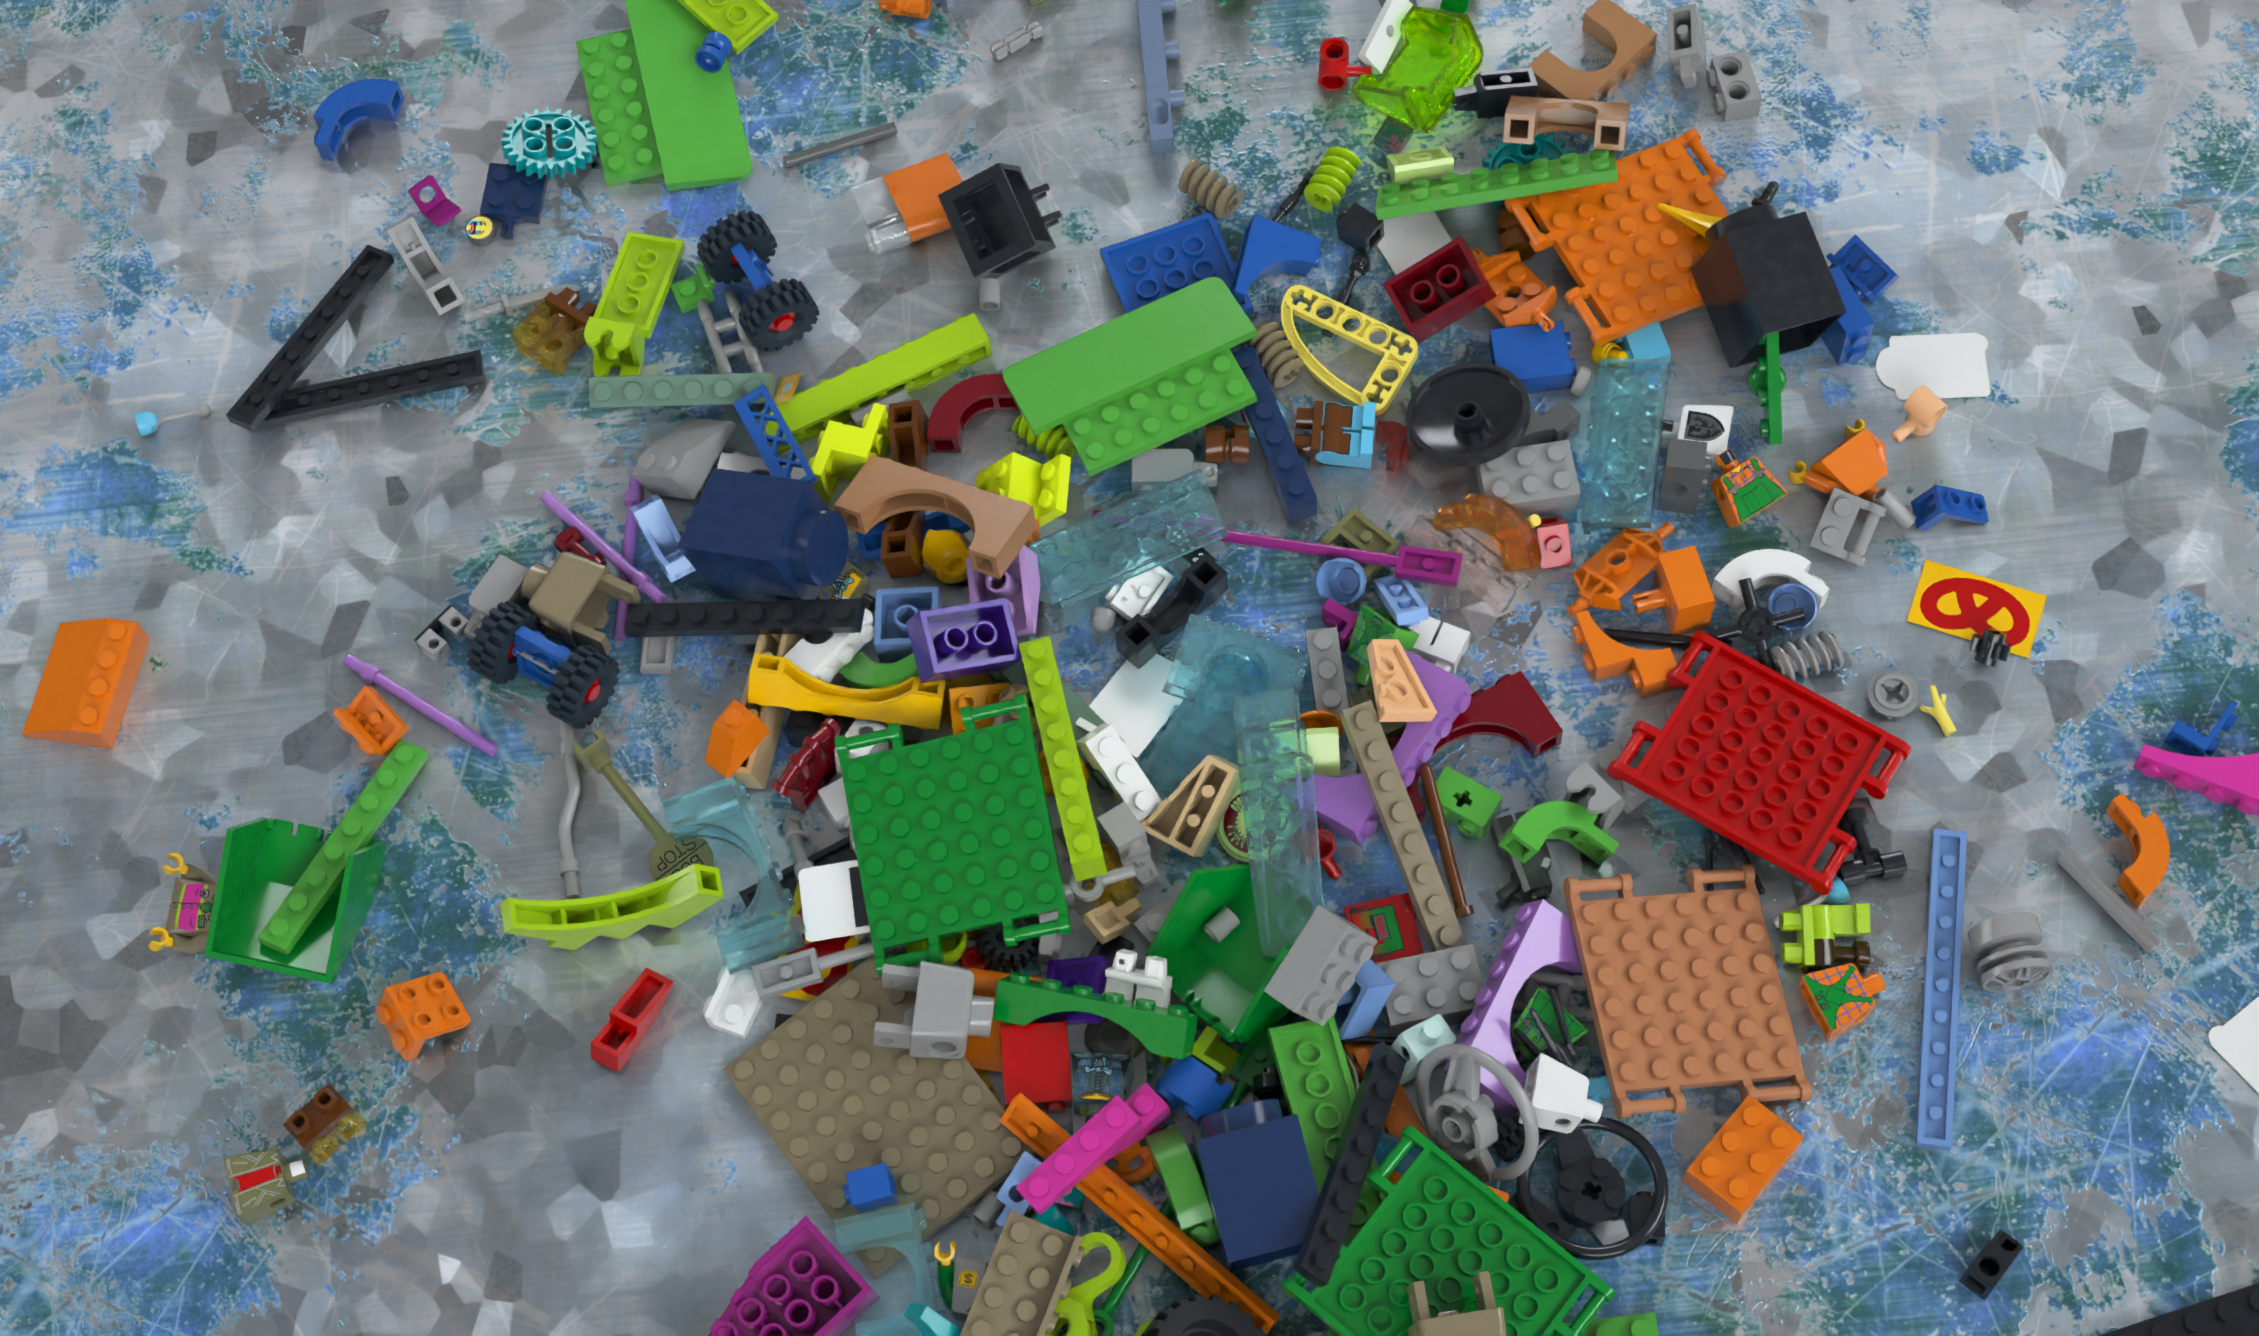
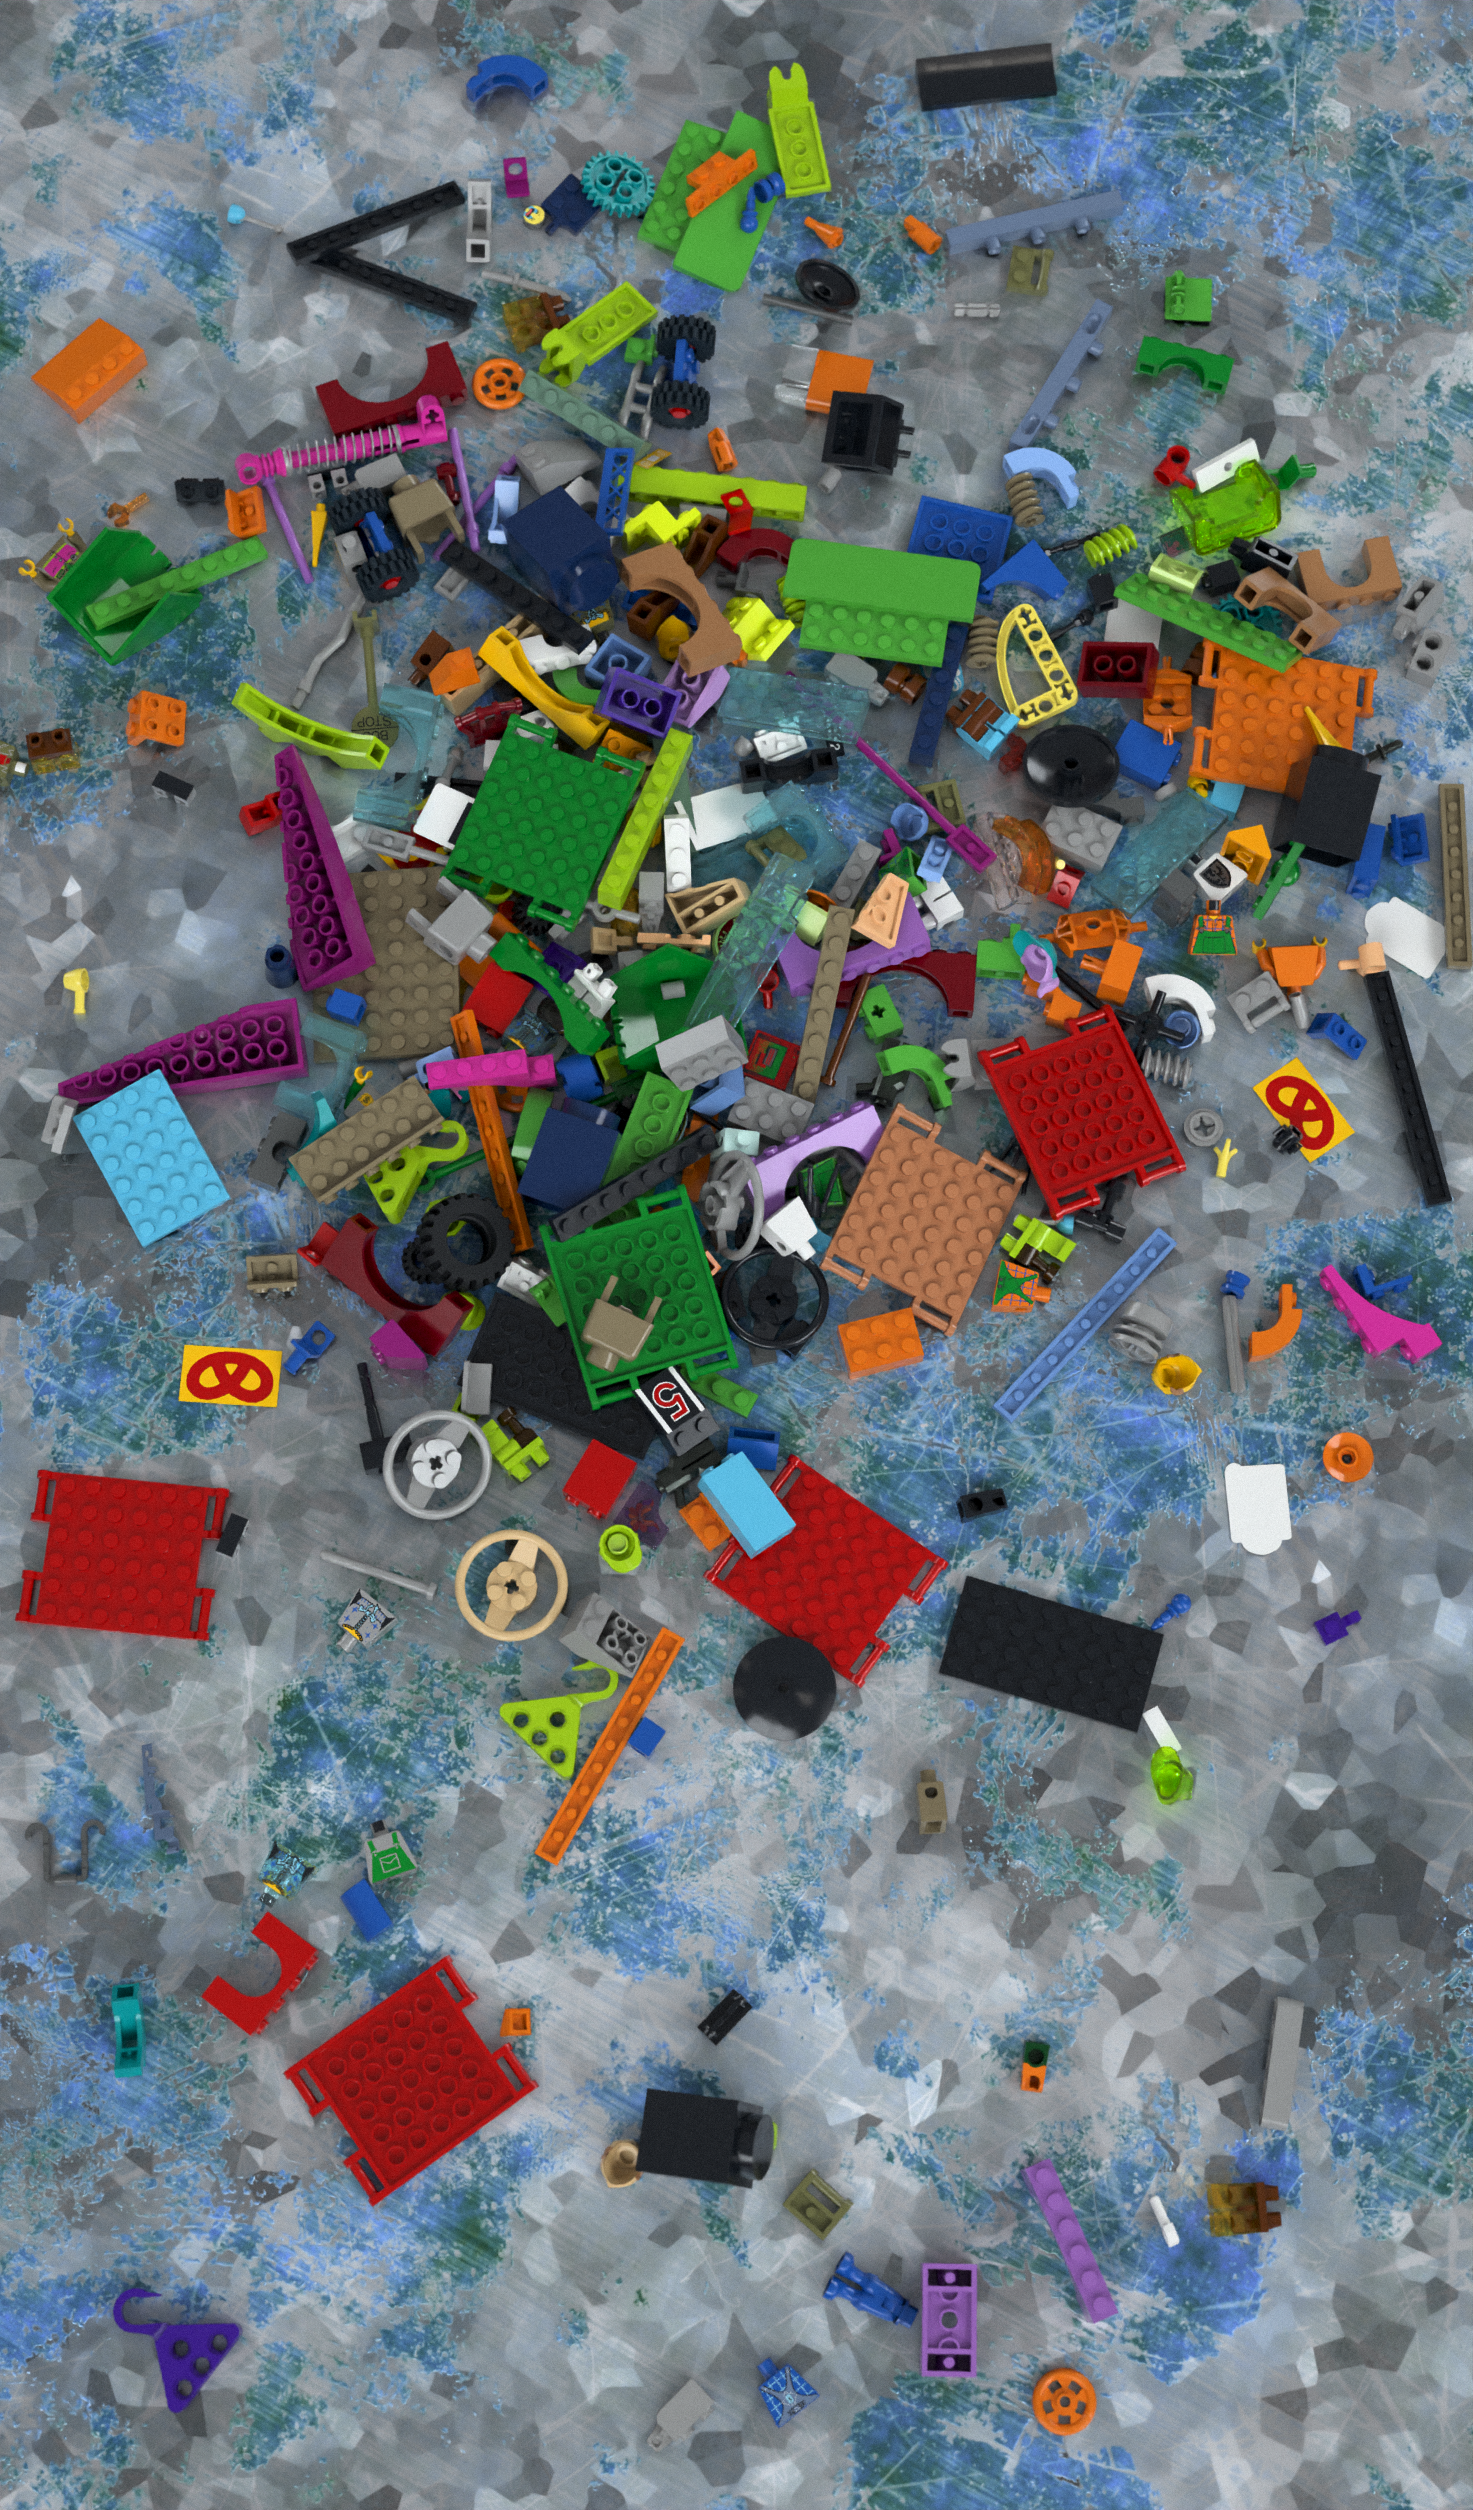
camera: 25 degrees right, 10 degrees up
(229, 809) = (125, 510): none -> clear orange bar
(302, 733) = (194, 490): none -> black hinge
(426, 548) = (350, 414): none -> dark red arch
(462, 682) = (319, 523): none -> yellow piece
(483, 1074) = (166, 784): none -> black piece
(486, 543) = (350, 448): none -> dark pink piece
(521, 690) = (350, 554): none -> light grey torso
(548, 400) = (489, 399): none -> orange plate
(652, 73) = (716, 178): none -> orange bracket
(691, 744) = (427, 657): none -> reddish brown torso
(716, 98) = (749, 221): none -> blue bar
(760, 1195) = (280, 967): none -> dark blue plant
(768, 1098) = (325, 916): none -> magenta wedge
(808, 60) = (829, 234): none -> orange cone
(846, 109) = (827, 286): none -> black dish
(854, 336) = (722, 450): none -> orange hinge
(925, 387) = (741, 515): none -> red bracket
(970, 455) = (738, 582): none -> dark grey bracket
(1158, 888) = (651, 941): none -> light nougat wing
(1208, 142) = (1047, 466): none -> light blue arch
(1219, 692) = (775, 840): none -> olive plate
(1469, 139) = (1221, 578): none -> black brick
(1550, 656) = (999, 958): none -> bright green hinge
(1593, 630) = (1039, 959): none -> lavender hair
(1622, 1267) = (761, 1357): none -> dark grey plate
(1723, 379) = (1248, 851): none -> light orange slope
(1936, 277) = (1455, 876): none -> dark tan plate
(2060, 834) = (1235, 1284): none -> blue wheel
(2067, 517) = (1407, 1089): none -> black plate
(2080, 972) = (1175, 1374): none -> yellow hair

